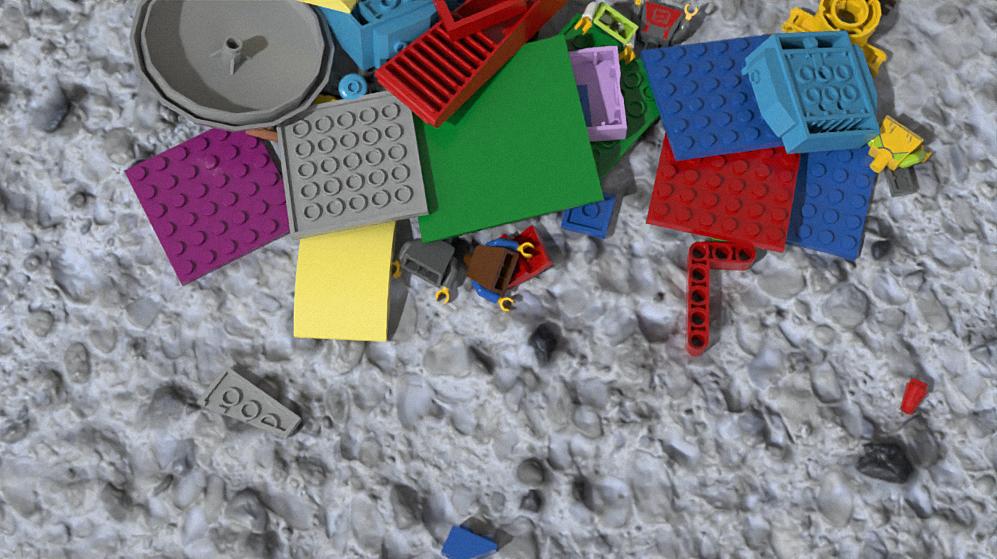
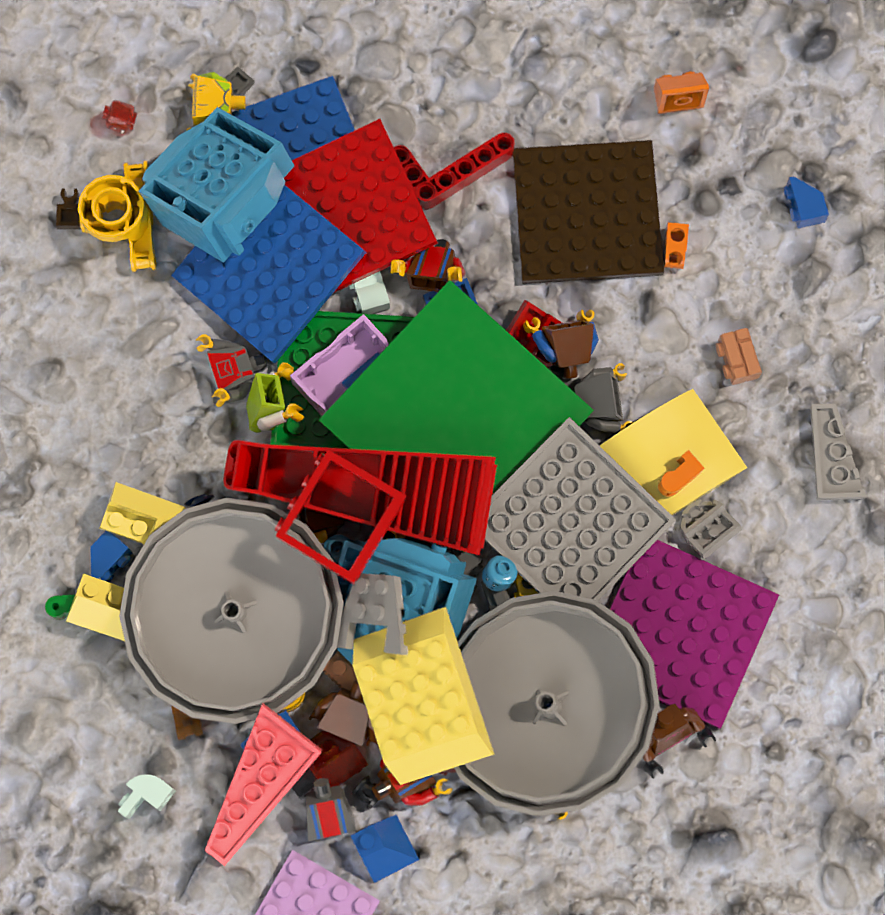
camera: 125 degrees left, 5 degrees up
(151, 132) = (671, 728): none -> reddish brown torso
(271, 270) = (708, 526): none -> light grey slope
(319, 272) = (676, 480): none -> orange leg
(382, 392) = (739, 356): none -> nougat brick
(512, 414) = (675, 245): none -> orange leg
(593, 372) = (587, 212): none -> dark brown plate
(629, 213) = (431, 267): none -> torso
(642, 517) = (680, 92): none -> orange slope
(644, 159) = (370, 294): none -> light aqua brick
(930, 78) = (119, 116): none -> clear red head

